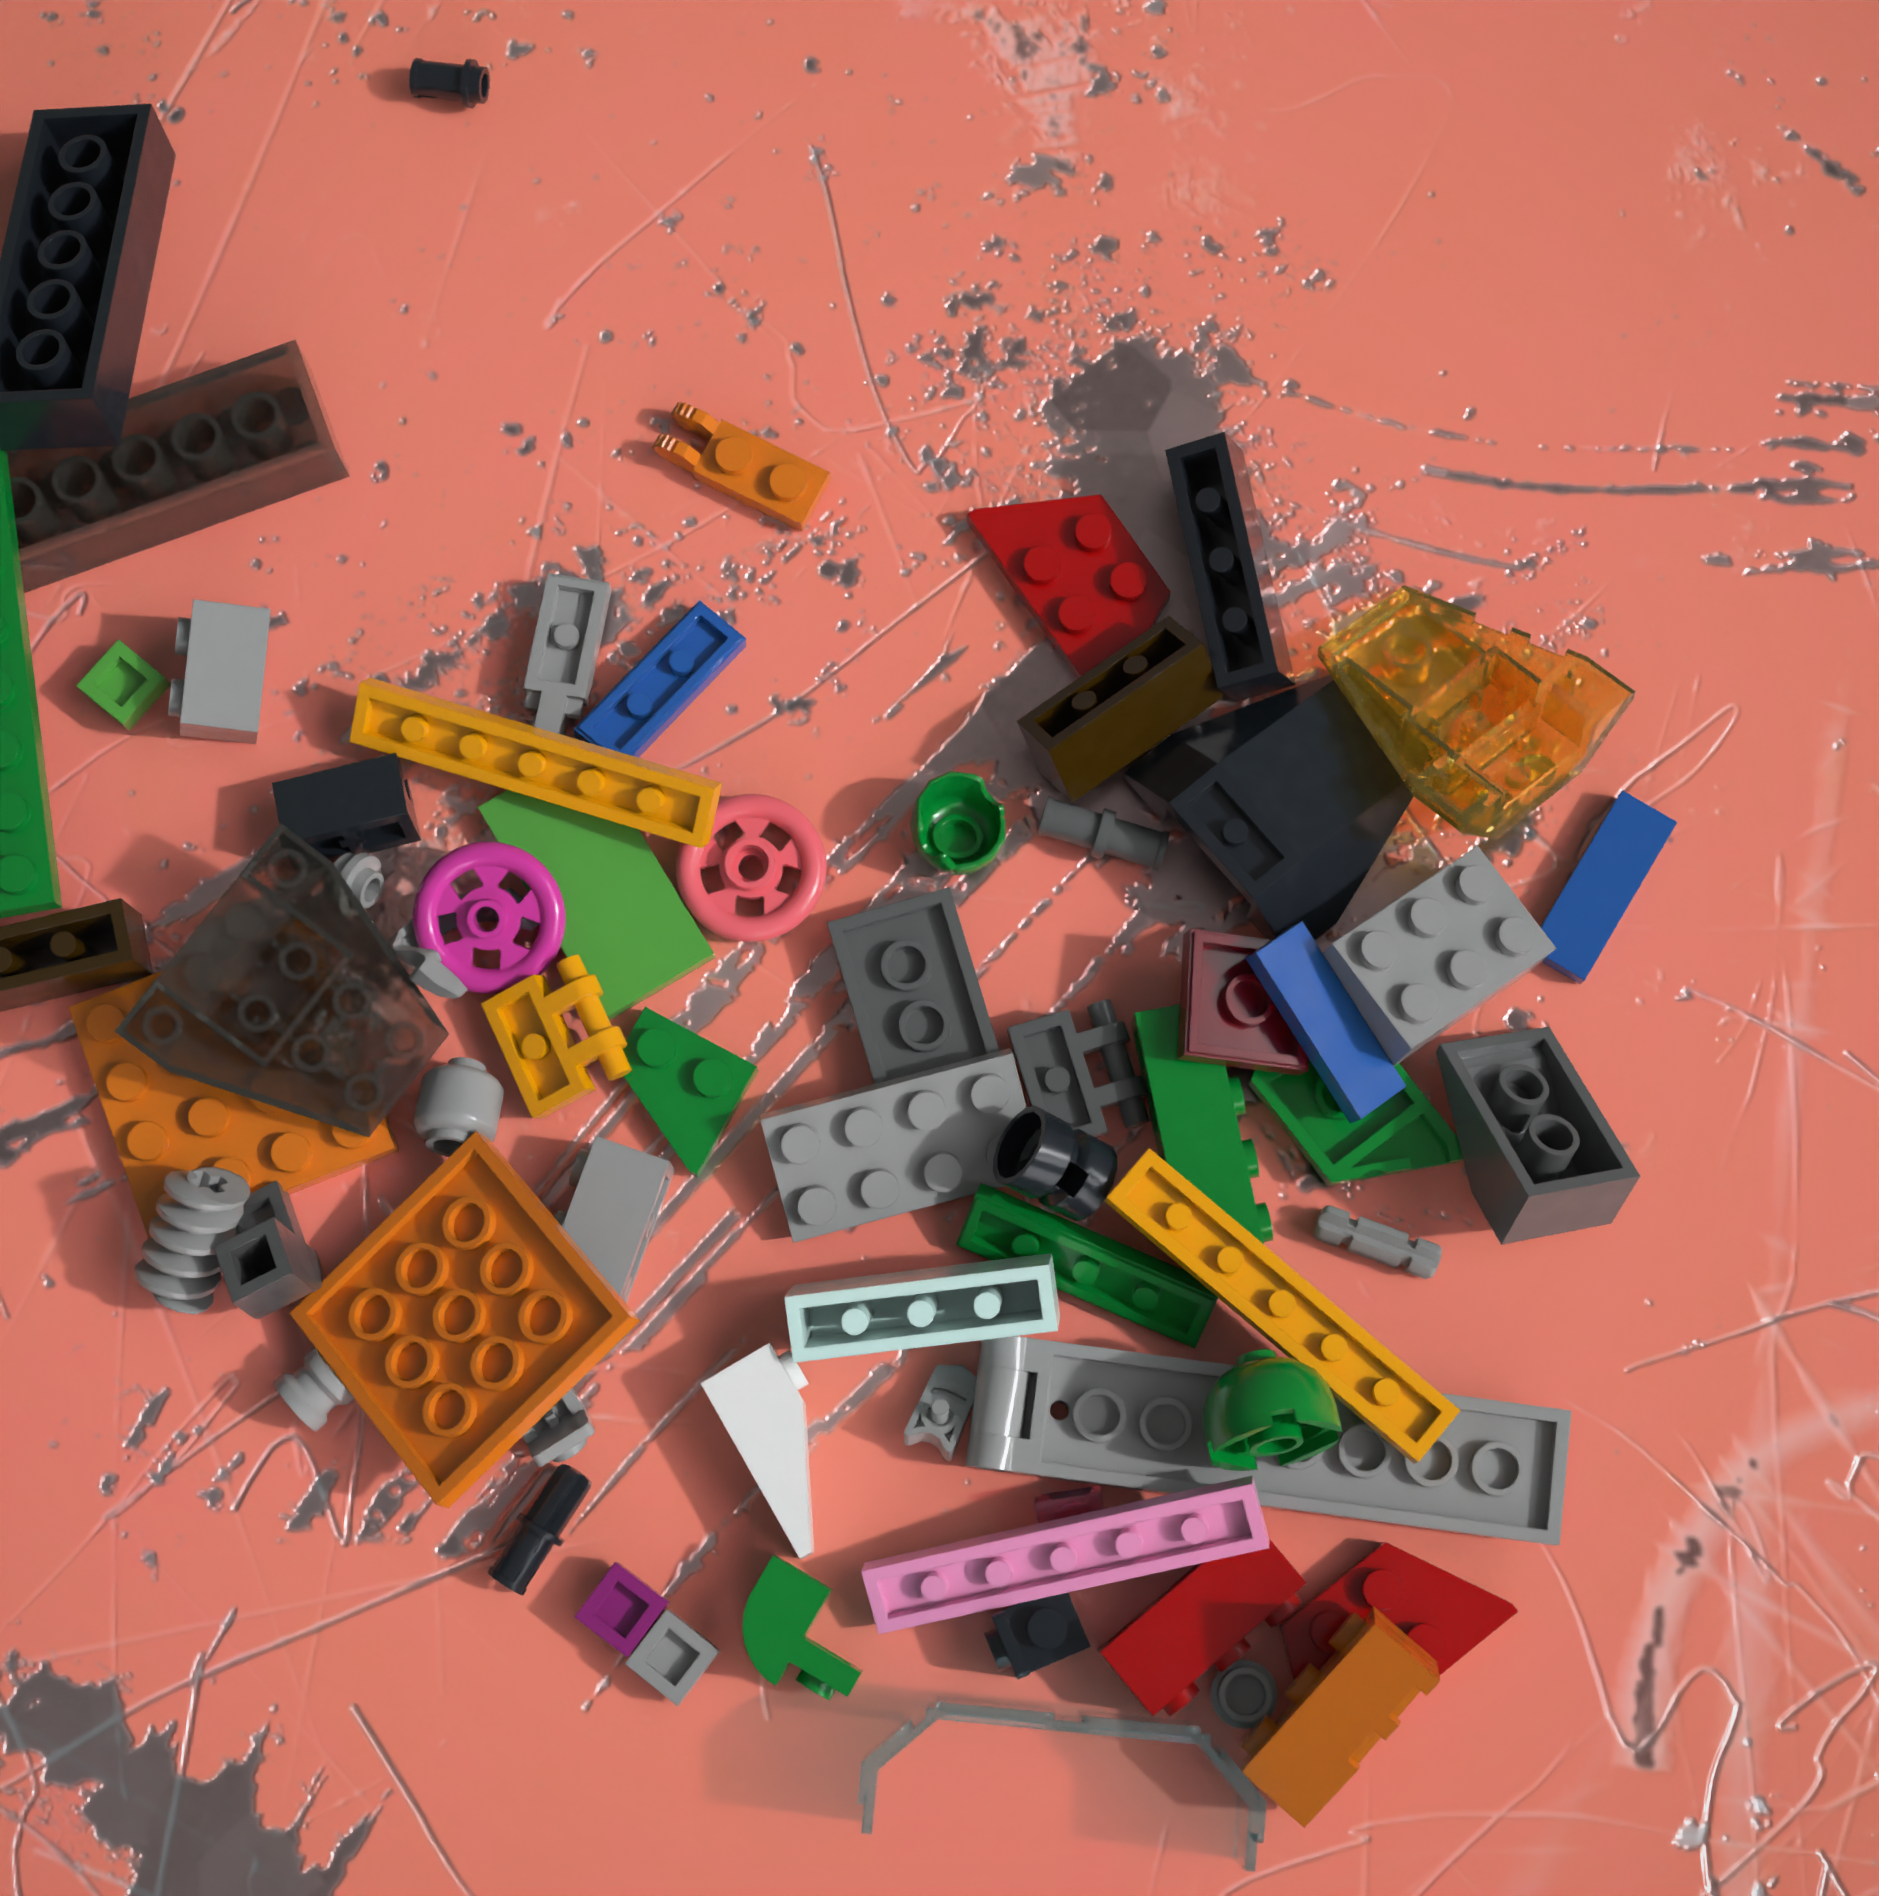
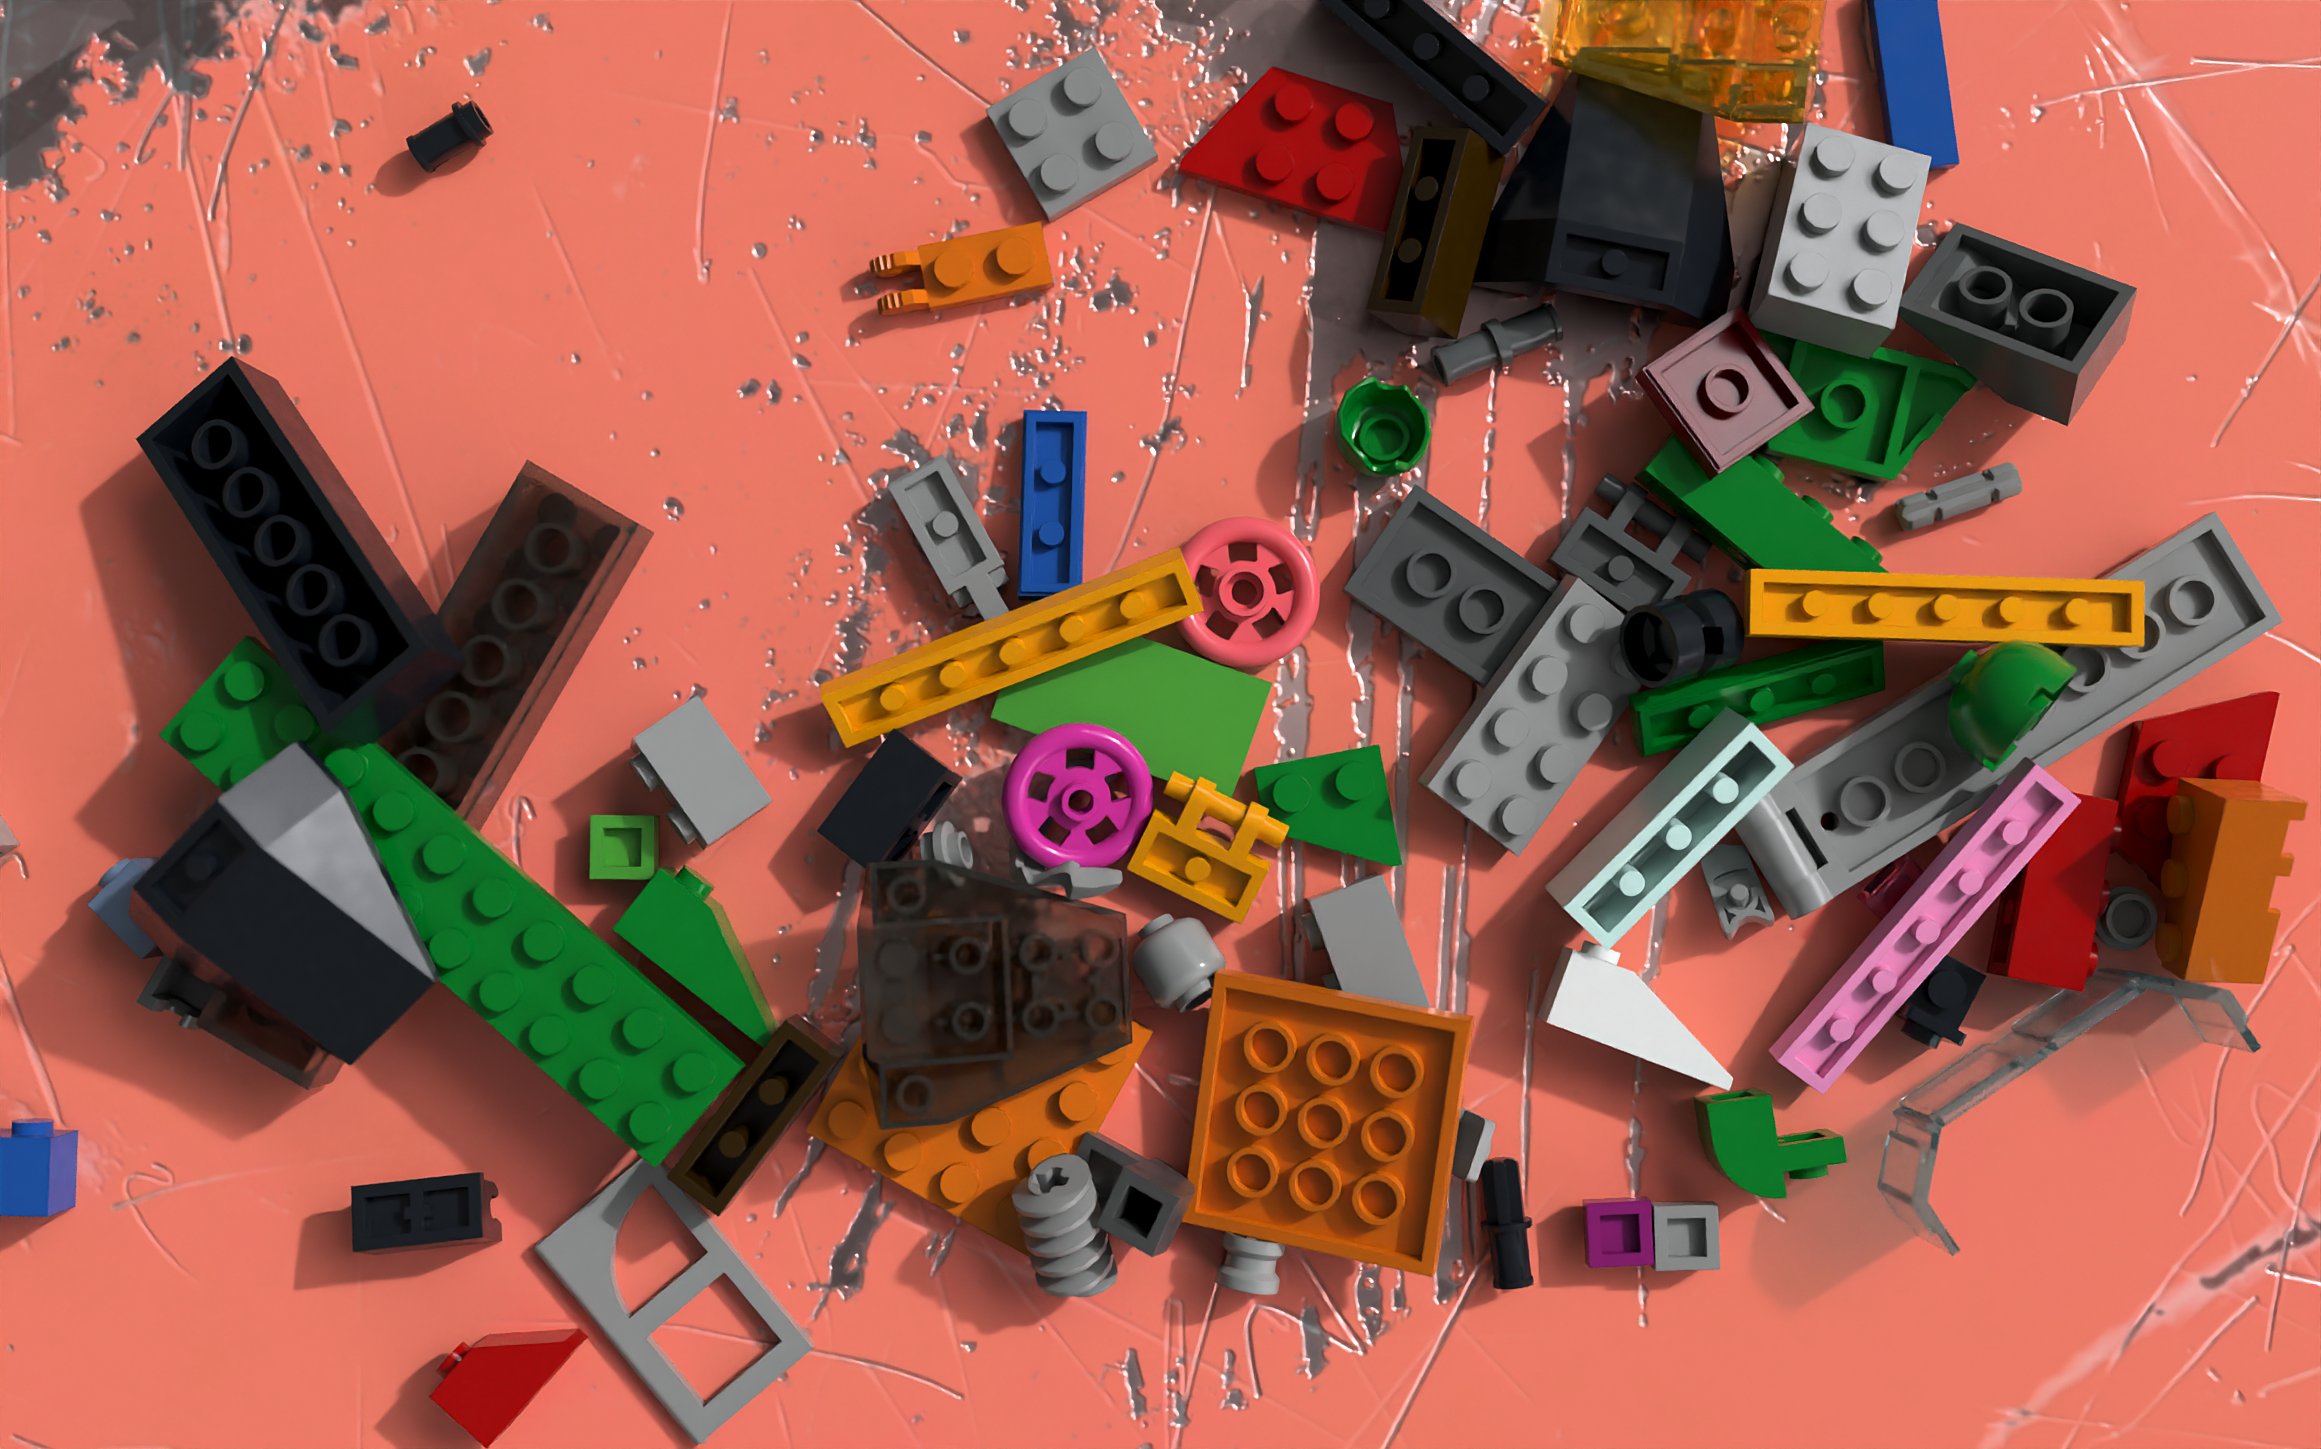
camera: 40 degrees left, 10 degrees up
(111, 799) = (695, 943): none -> green slope
(908, 430) = (1072, 134): none -> light grey plate
(1326, 1022) = (1801, 358): blue tile -> none

